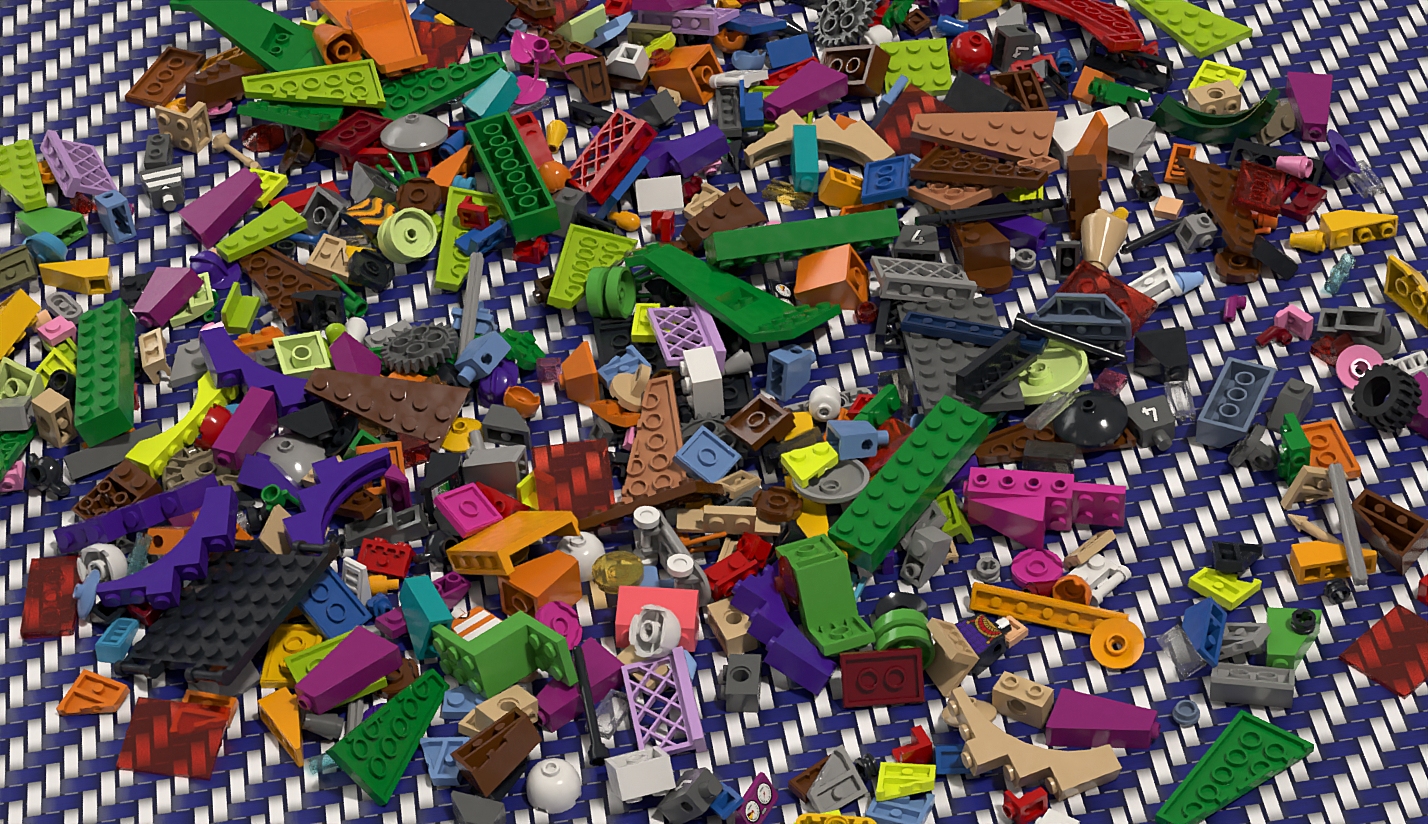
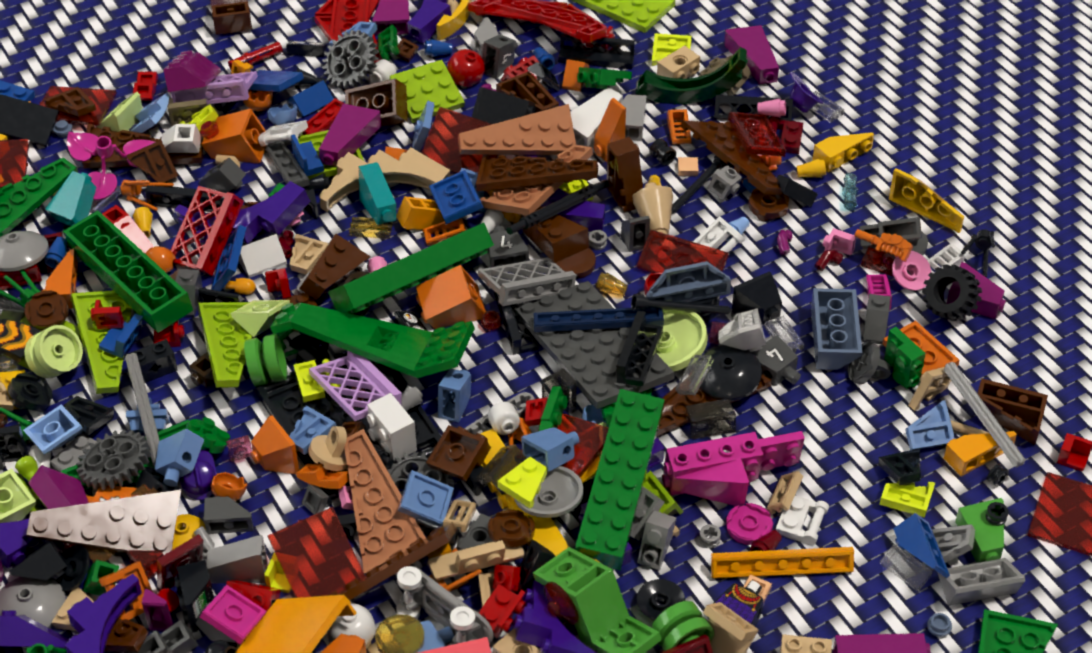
camera: 25 degrees left, 5 degrees up
(376, 308) = (53, 430): none -> light blue slope
(414, 485) = (171, 598): none -> red tile
(417, 303) = (88, 413): none -> black wing
(437, 441) = (167, 565): none -> dark red tile
(461, 182) = (79, 287): dark azure wheel -> none
(503, 270) = (156, 360): none -> black brick
(559, 101) = (133, 188): none -> orange plant
(616, 248) = (258, 315): none -> yellowish green slope
(1011, 304) = (611, 285): none -> clear yellow cone
(1072, 589) = (795, 537): orange hair -> none
(1121, 632) = (861, 569): light orange dish -> none
(1126, 382) = (743, 332): none -> white wedge
(1285, 527) = (931, 429): none -> medium blue wing
(1318, 377) = (878, 285): none -> dark pink slope
(1341, 330) = (889, 243): none -> orange piece

